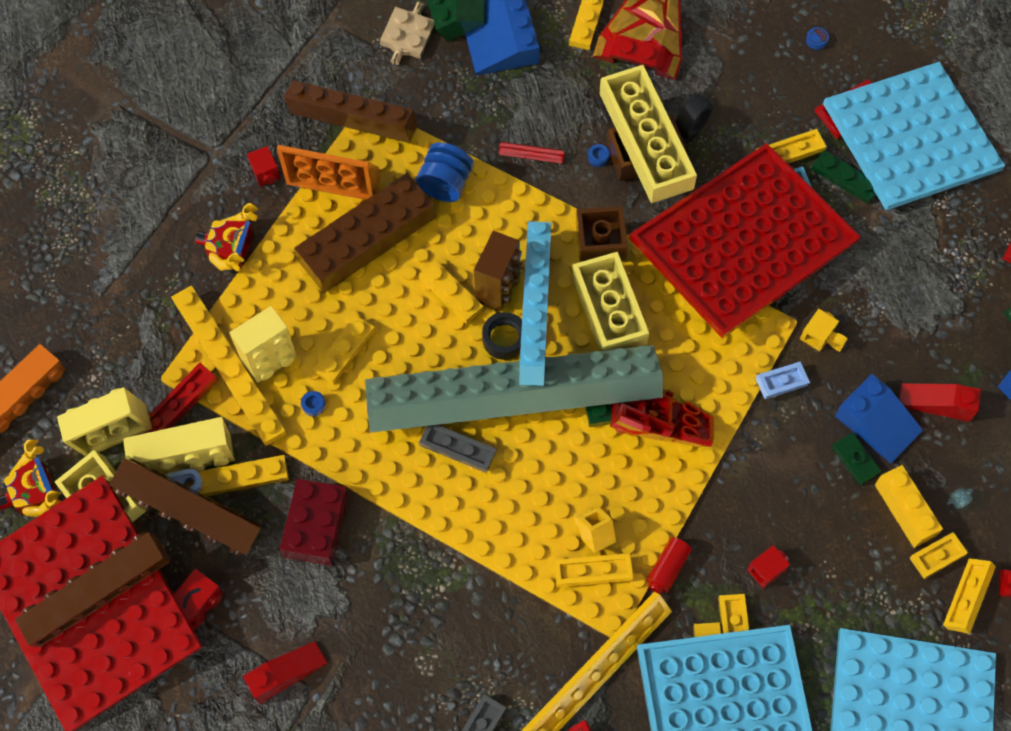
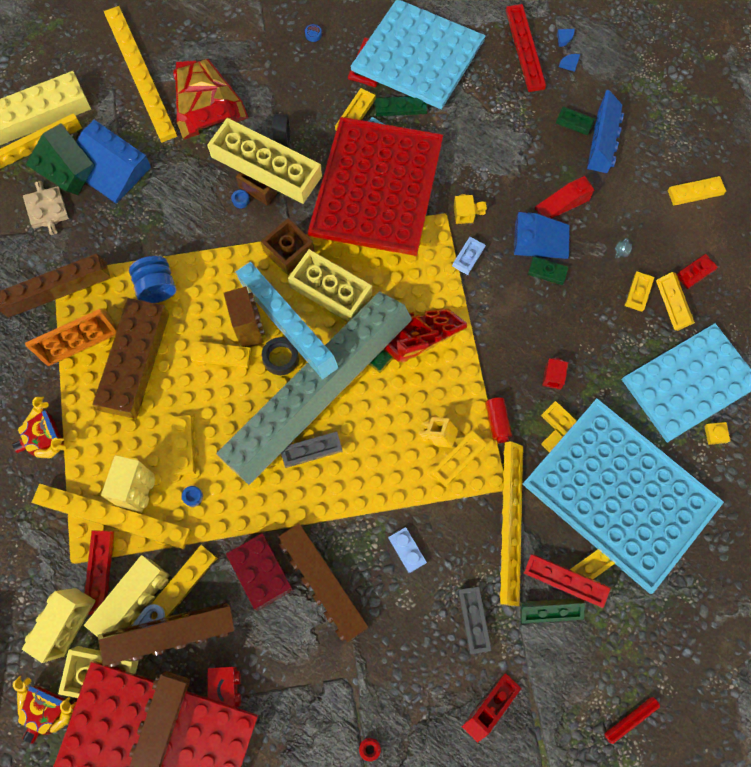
camera: 40 degrees left, 5 degrees up
(263, 166) = (21, 366): red brick -> none
(284, 671) = (323, 683): red slope -> none
(363, 581) = (323, 583): none -> reddish brown brick
(468, 617) = (407, 550): none -> light blue plate
(531, 152) = (195, 227): red axle -> none
(908, 506) = (601, 275): yellow brick -> none

